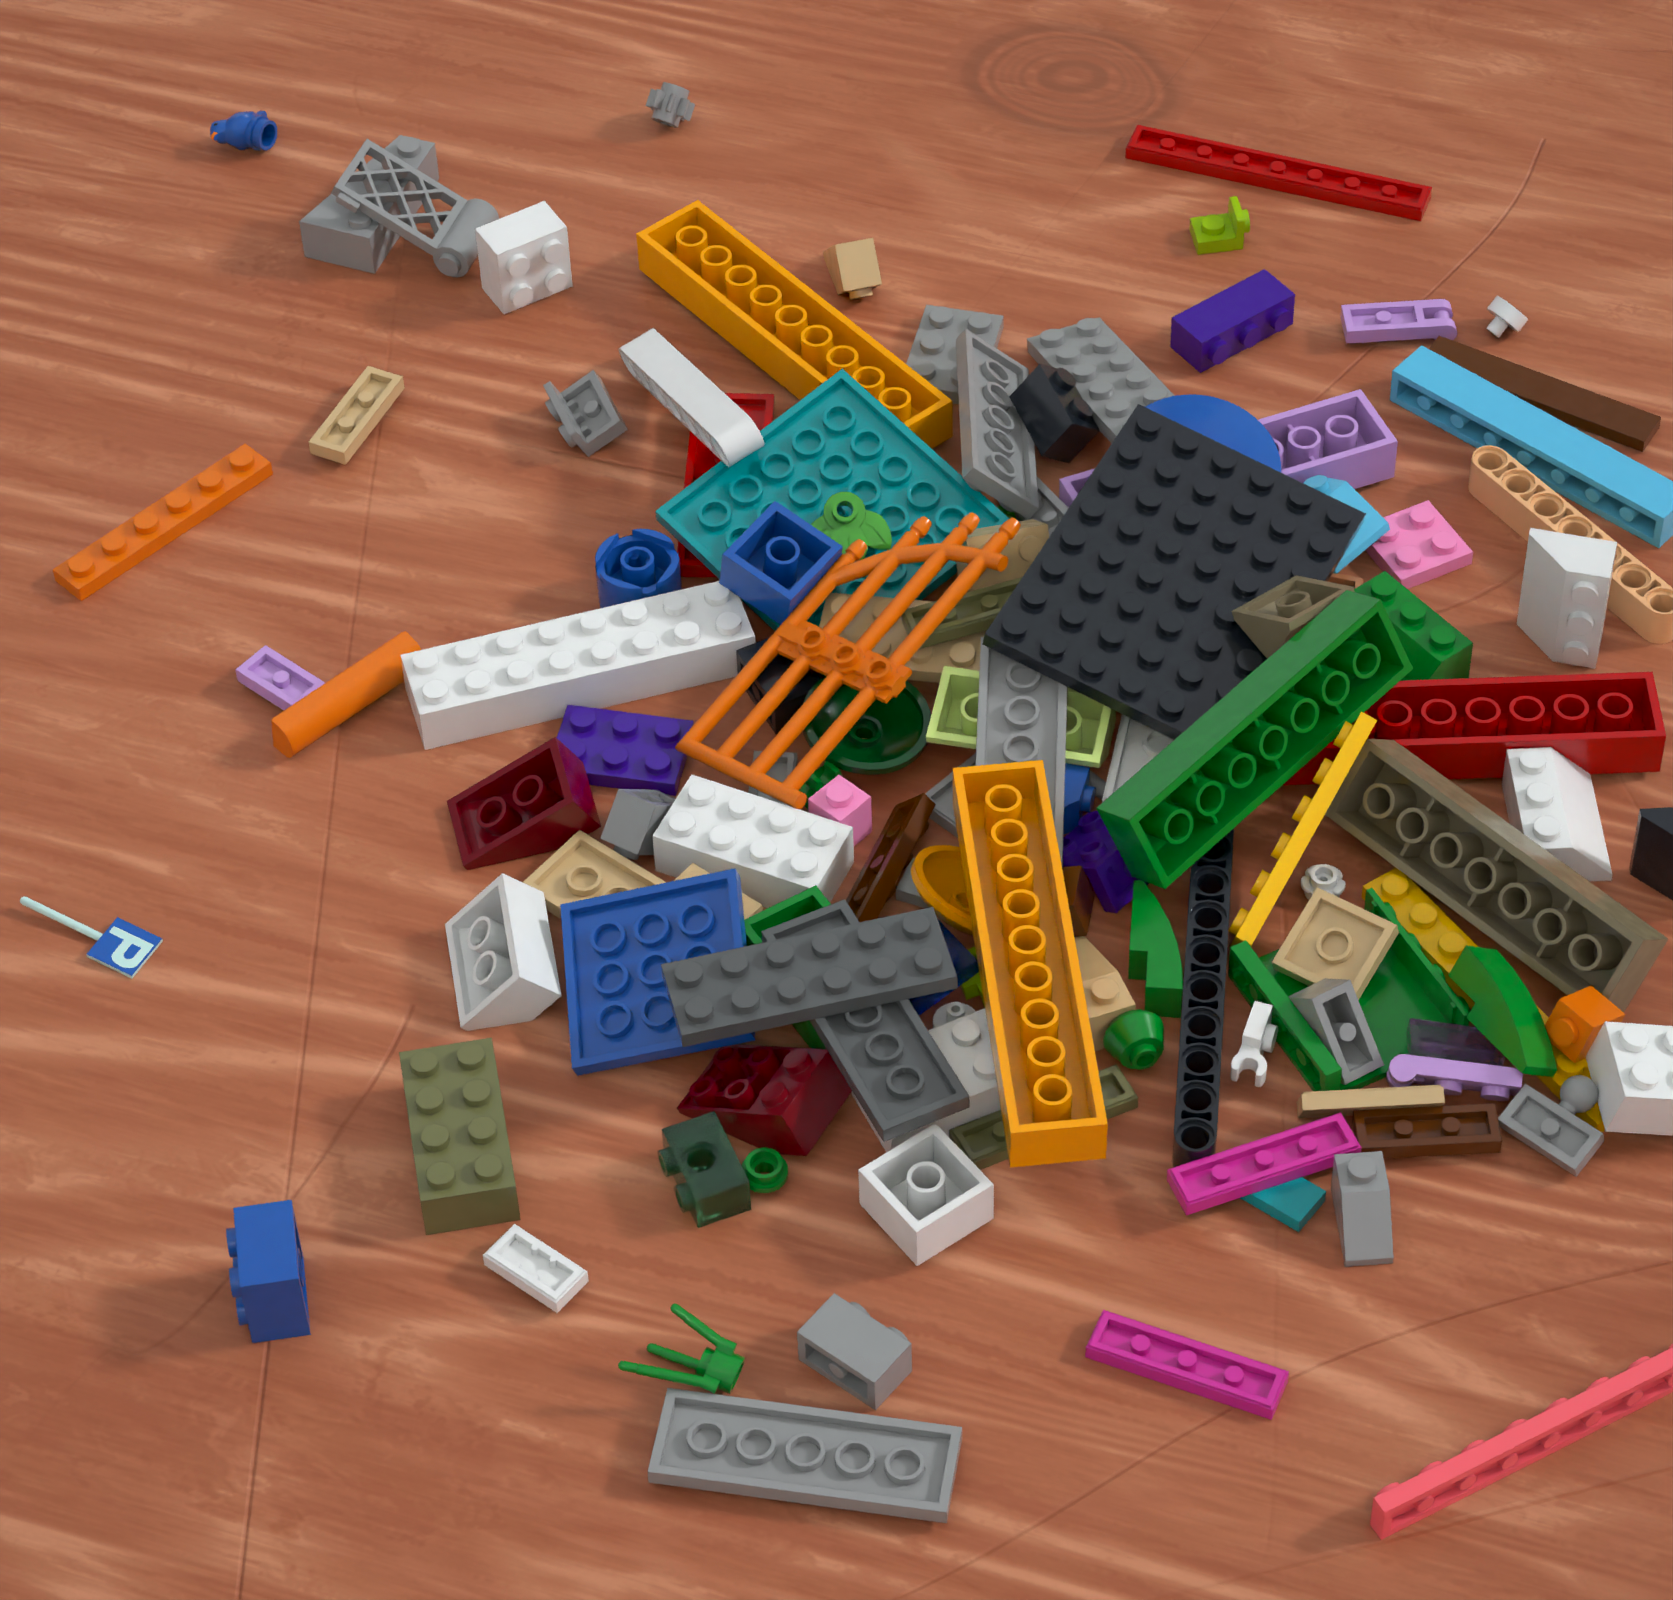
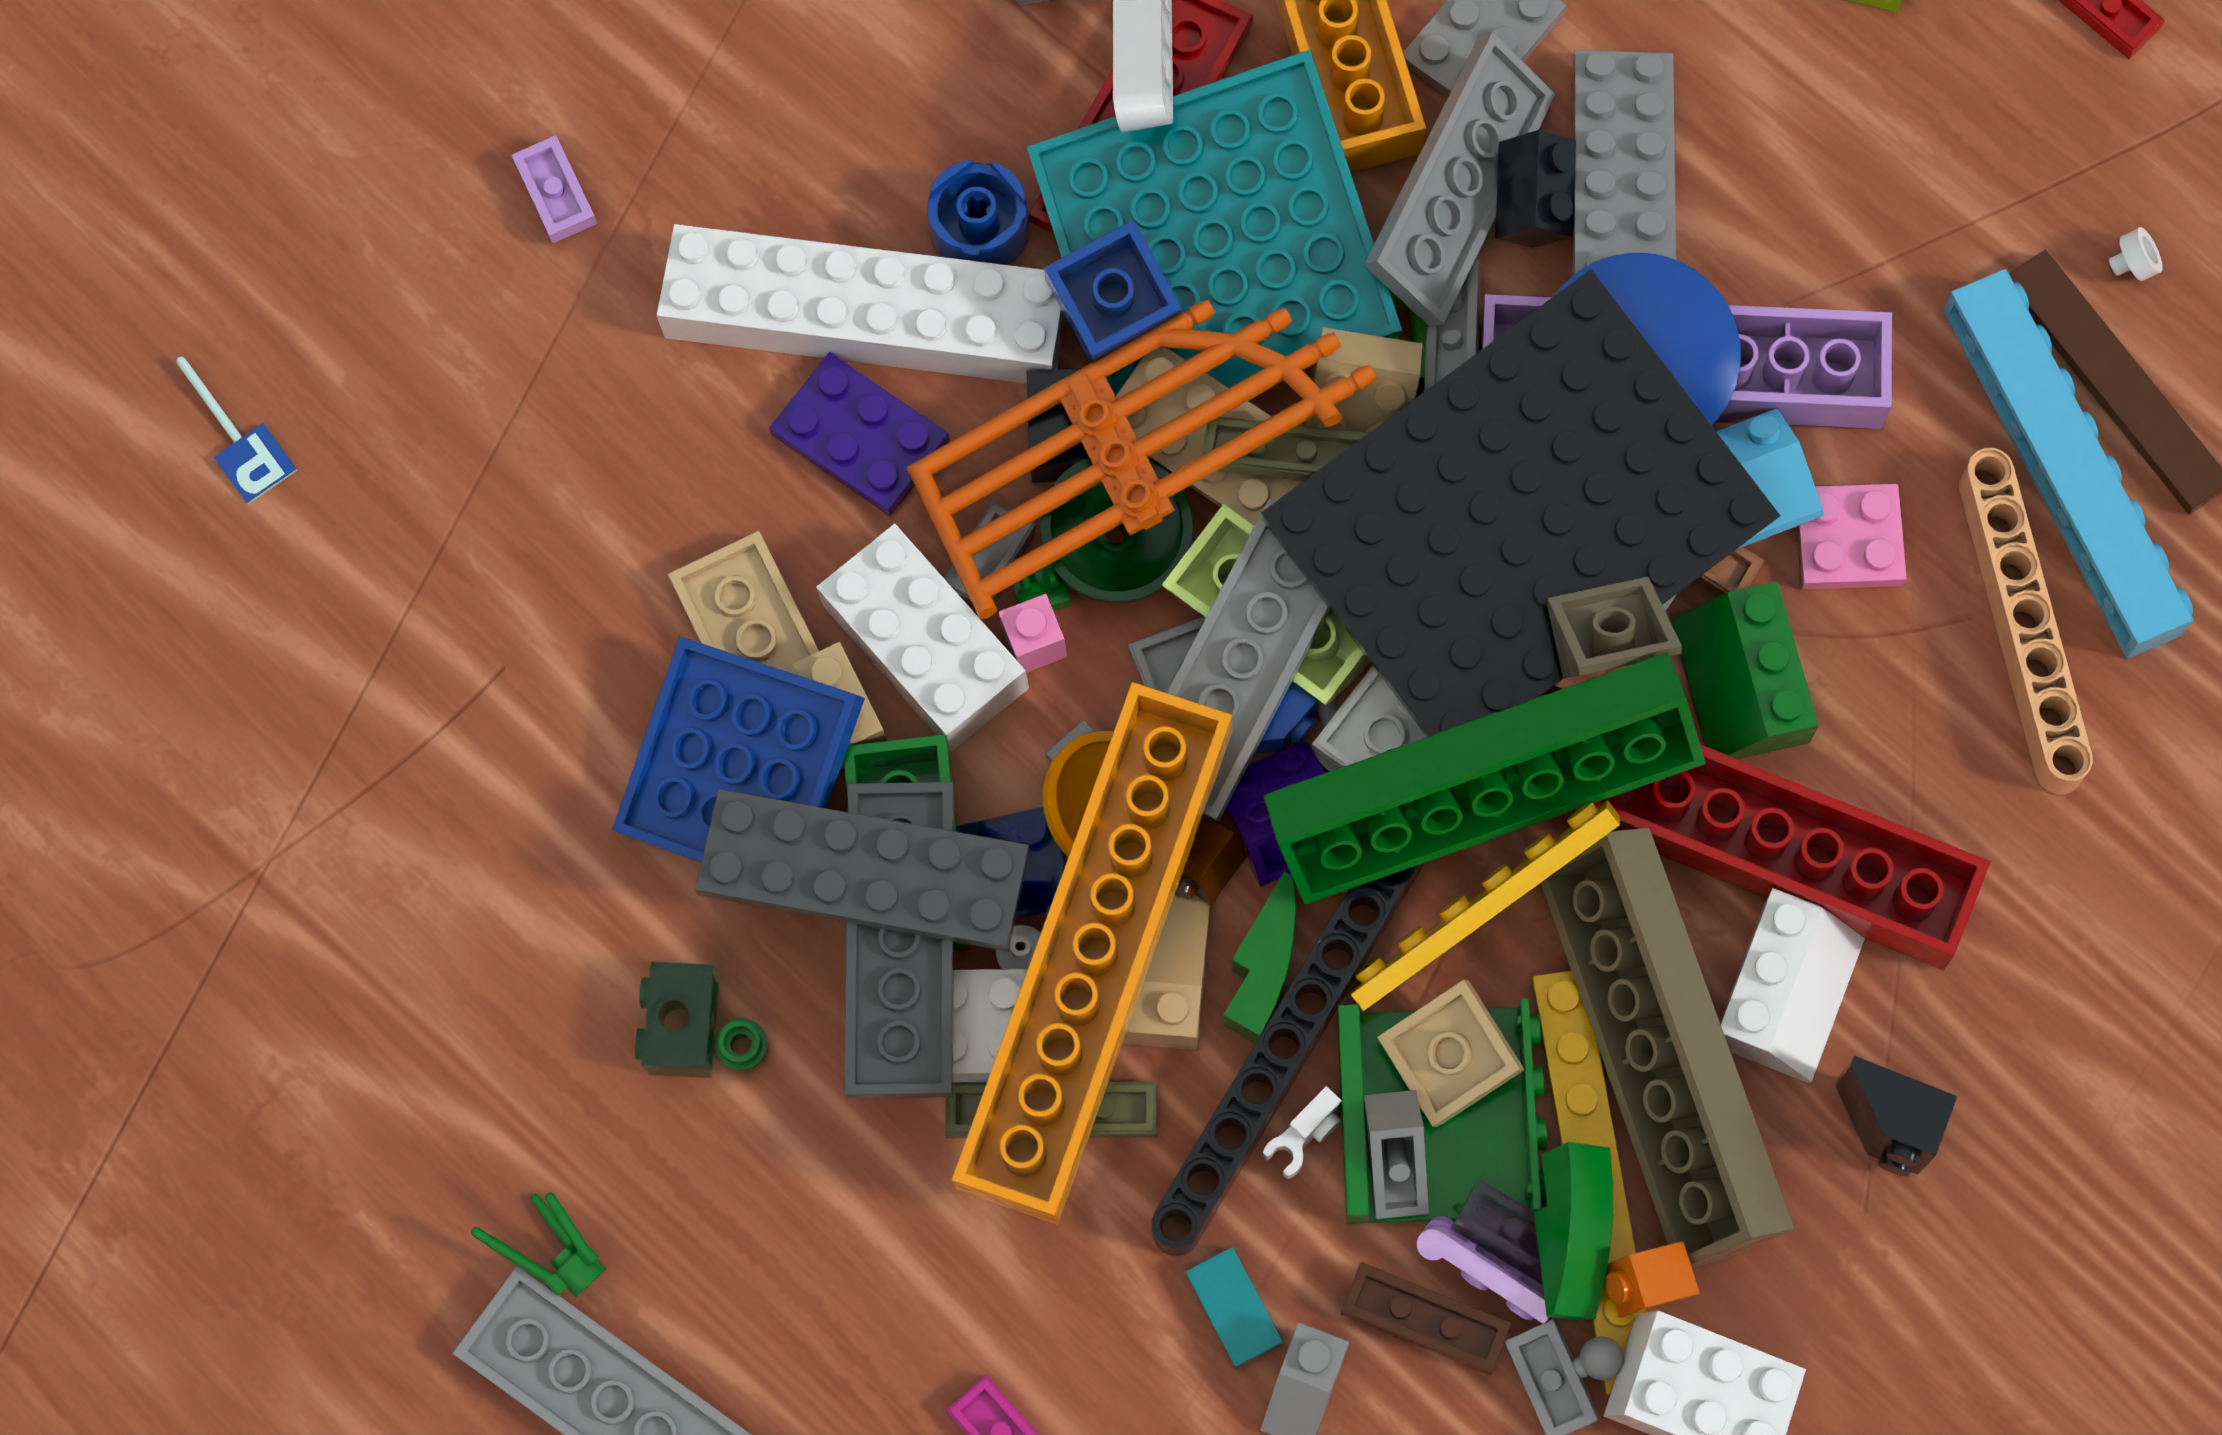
camera: 30 degrees right, 25 degrees up
(268, 1271) = (200, 954): blue brick -> none
(341, 696) = (606, 239): orange brick -> none
(459, 1136) = (460, 865): olive brick -> none
(502, 956) = (609, 658): white slope -> none
(524, 808) = (719, 475): dark red slope -> none
(535, 1268) = (464, 1057): white plate -> none
(634, 820) = (826, 543): light grey slope -> none
(770, 1095) = (785, 964): dark red slope -> none
(855, 1350) = (719, 1308): light grey brick -> none
(859, 525) = (1214, 277): bright green plate -> none
(889, 857) = (1045, 721): reddish brown plate -> none
(926, 1194) = (873, 1162): white brick -> none
(1135, 1039) = (1187, 1067): green cone -> none
(1232, 320) = (1819, 127): dark purple brick -> none
(1261, 1164) = (1234, 1282): dark pink tile -> none
(1324, 877) = (1486, 961): white plate -> none
(1331, 1102) = (1384, 1257): tan tile -> none
(1397, 321) = (2010, 207): lavender plate -> none
(1566, 594) = (1955, 716): white slope -> none

